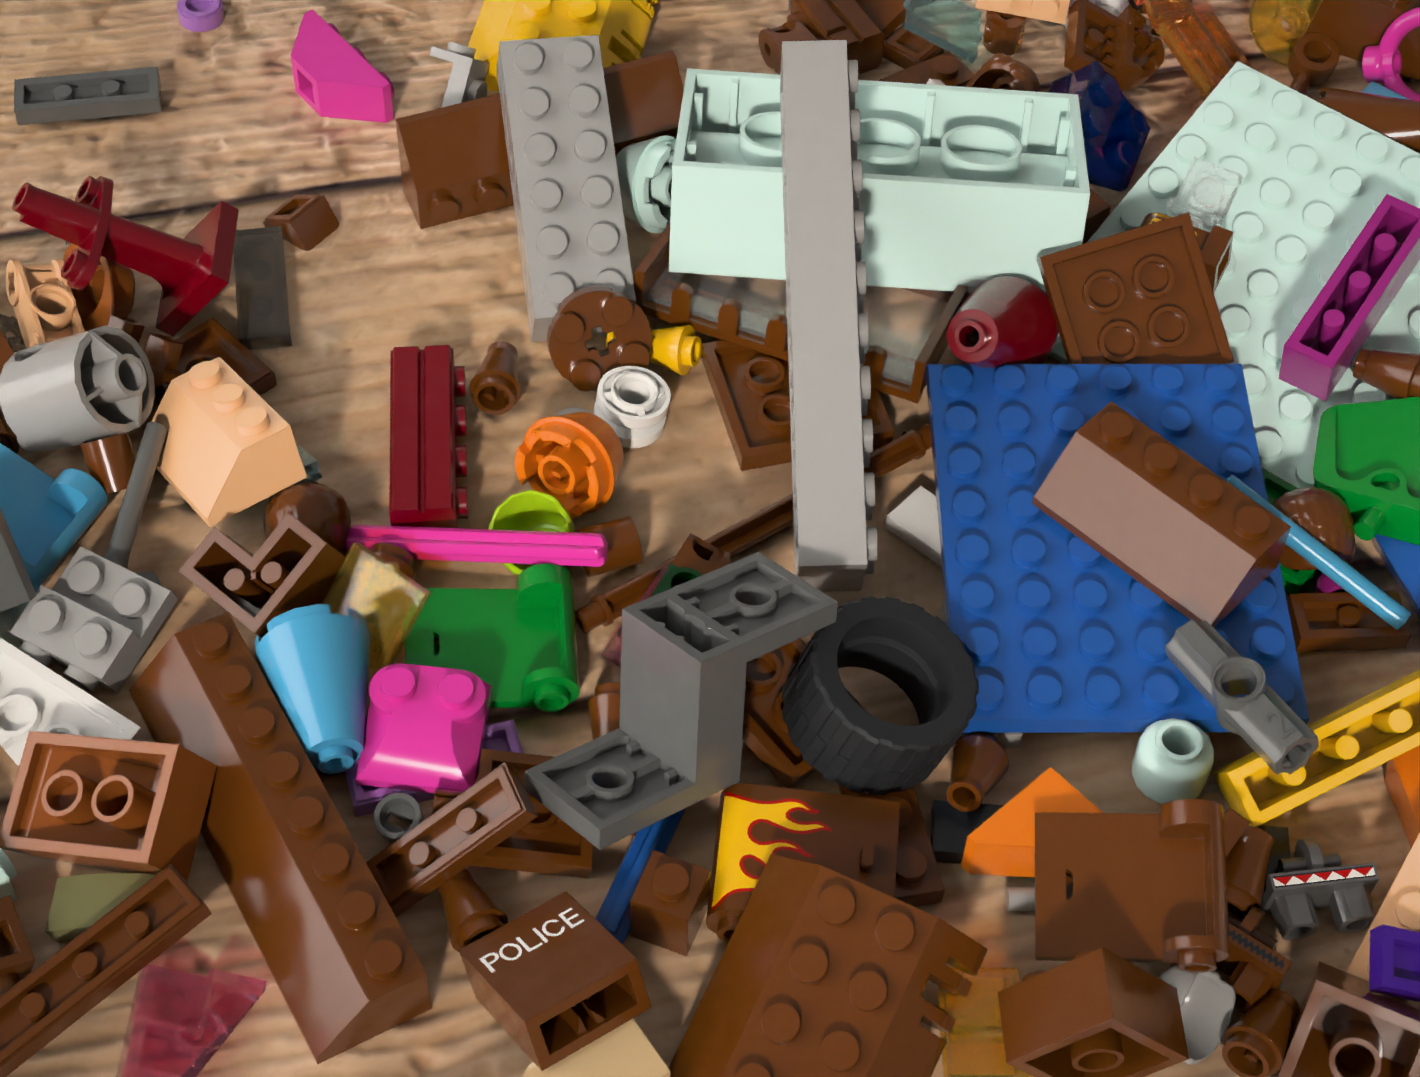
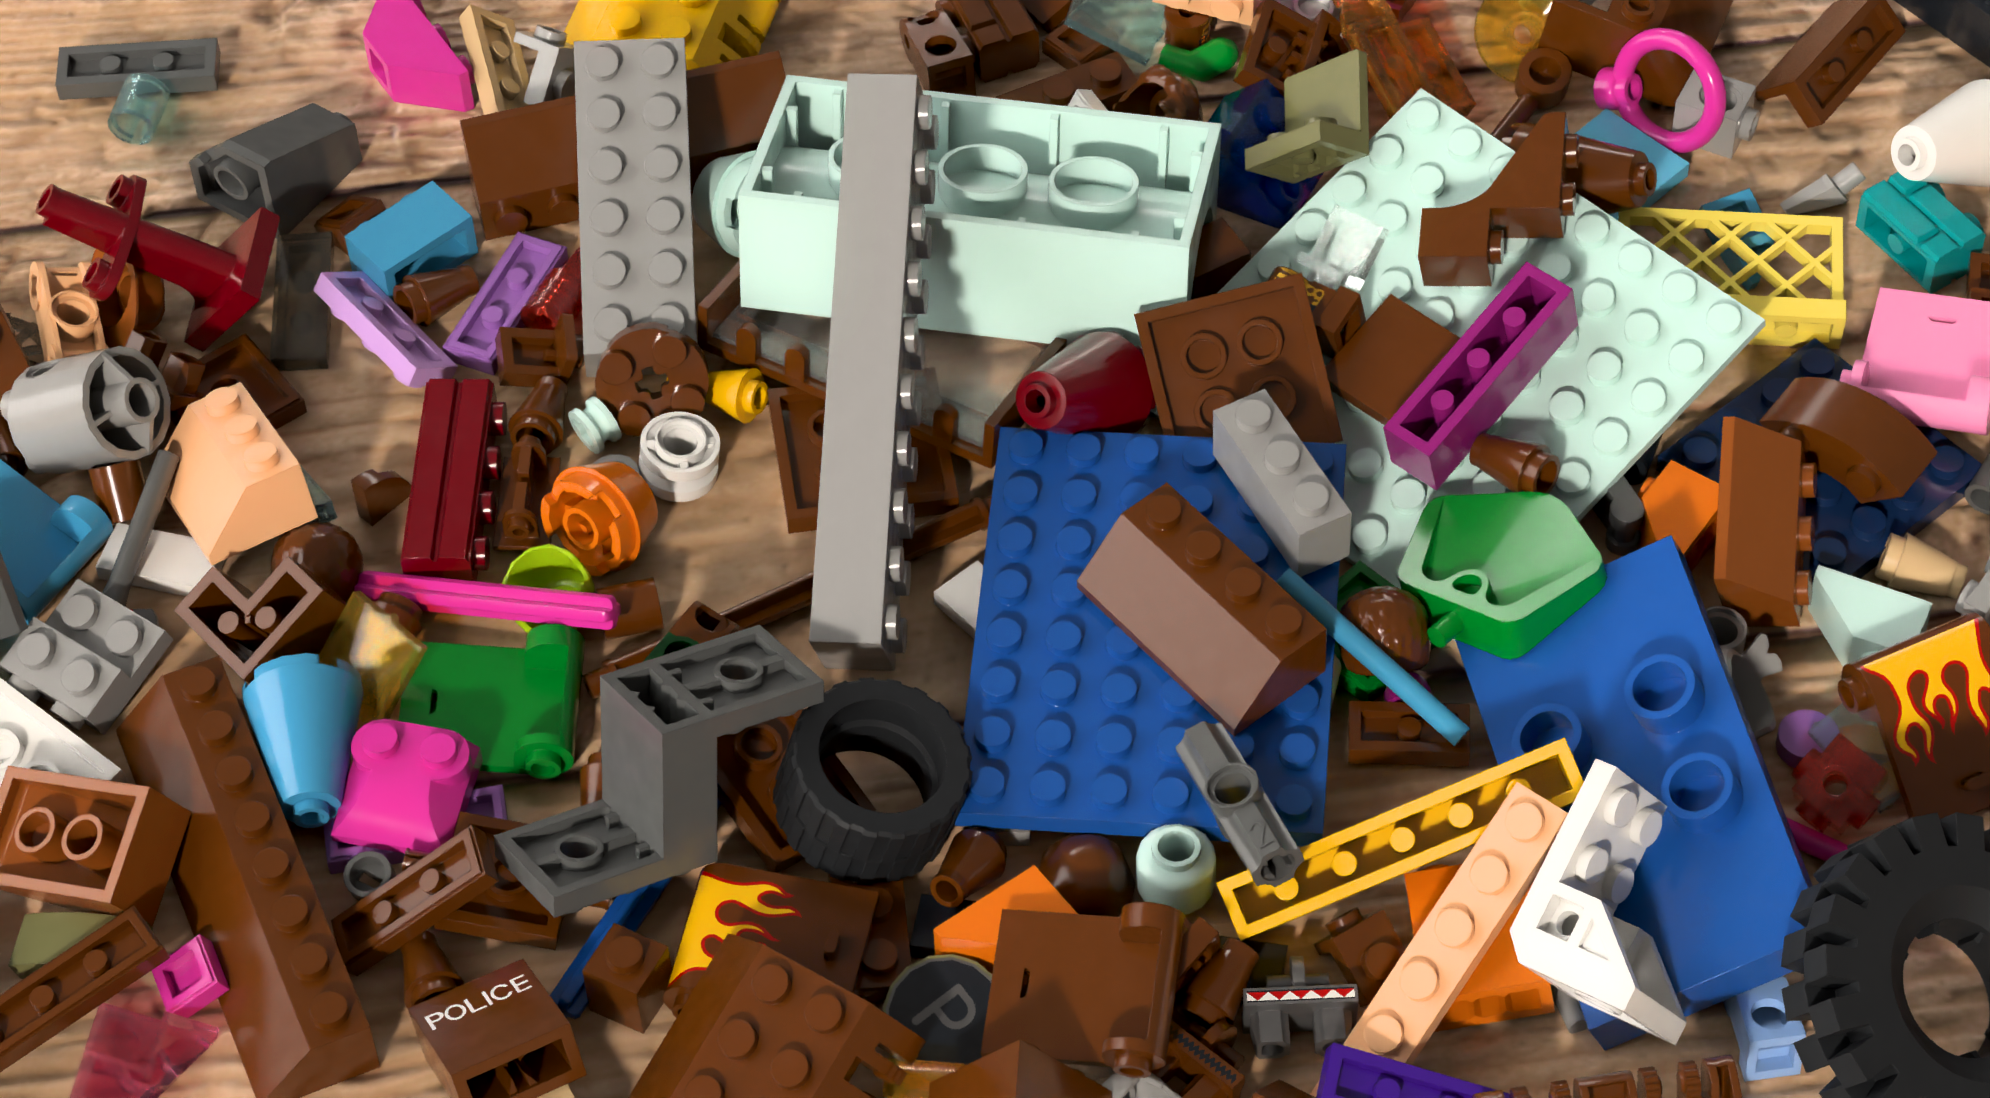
camera: 10 degrees right, 0 degrees up
(92, 129) = (138, 109): none -> clear light blue beam
(163, 530) = (168, 564): none -> white tile
(232, 164) = (279, 166): none -> dark grey slope
(232, 932) = (190, 977): none -> dark pink tile
(341, 306) = (384, 328): none -> lavender plate
(356, 233) = (412, 237): none -> dark azure piece
(356, 454) = (378, 493): none -> reddish brown tile
(379, 276) = (434, 293): none -> reddish brown cone
(409, 73) = (495, 59): none -> tan plate
(447, 282) = (501, 301): none -> medium lavender tile
(482, 322) = (535, 353): none -> reddish brown bracket
(492, 450) = (524, 482): none -> reddish brown hinge
(496, 275) = (555, 295): none -> clear red hinge
(548, 382) = (594, 425): none -> light aqua bush
(990, 906) = (944, 1004): none -> black tile
(1031, 52) = (1202, 62): none -> green arm
(1089, 766) = (1089, 874): none -> reddish brown hair
(1155, 91) = (1322, 122): none -> olive bracket
(1206, 398) = (1281, 483): none -> light grey brick
(1267, 292) = (1388, 359): none -> reddish brown tile
(1363, 147) = (1523, 202): none -> reddish brown arch
(1363, 827) = (1363, 949): none -> reddish brown bracket

